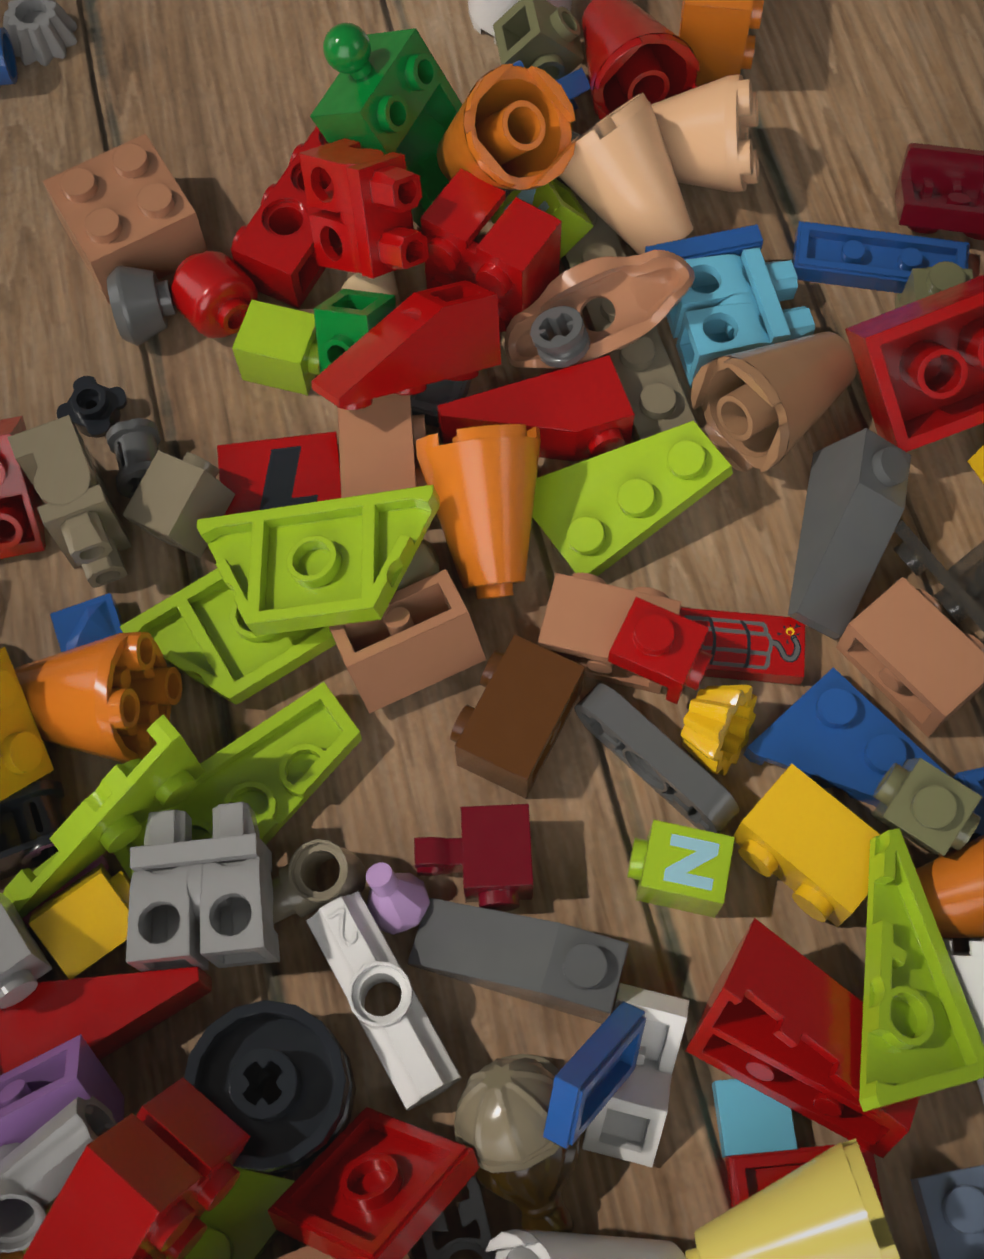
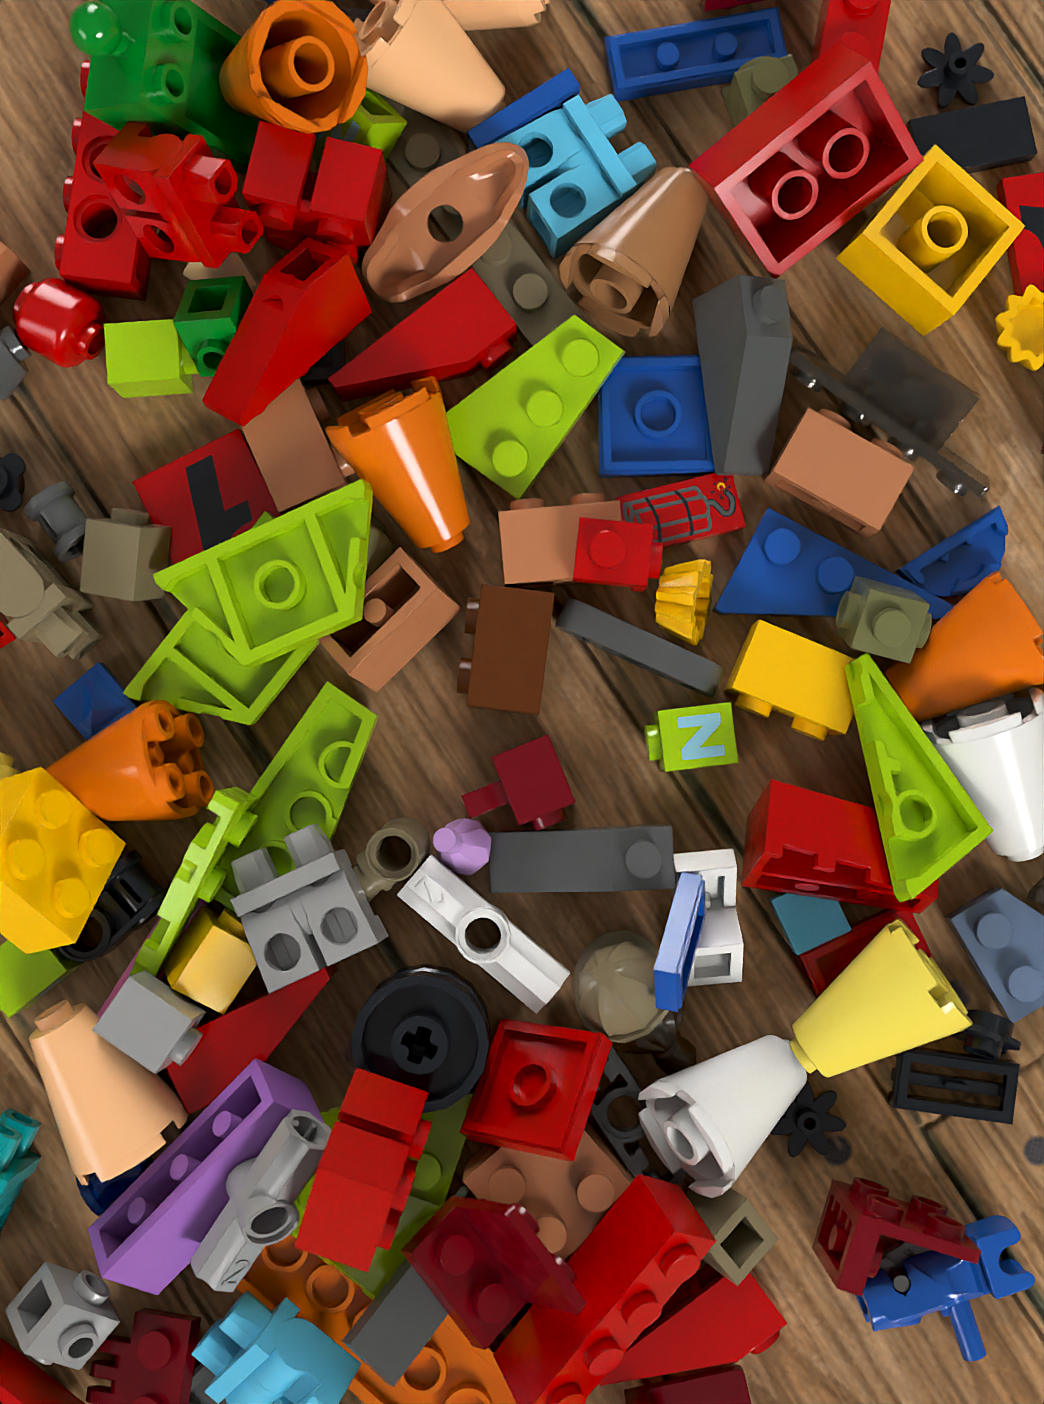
camera: 20 degrees left, 20 degrees up
(560, 336) = (415, 249): dark grey bush -> none
(740, 551) = (654, 419): none -> blue tile

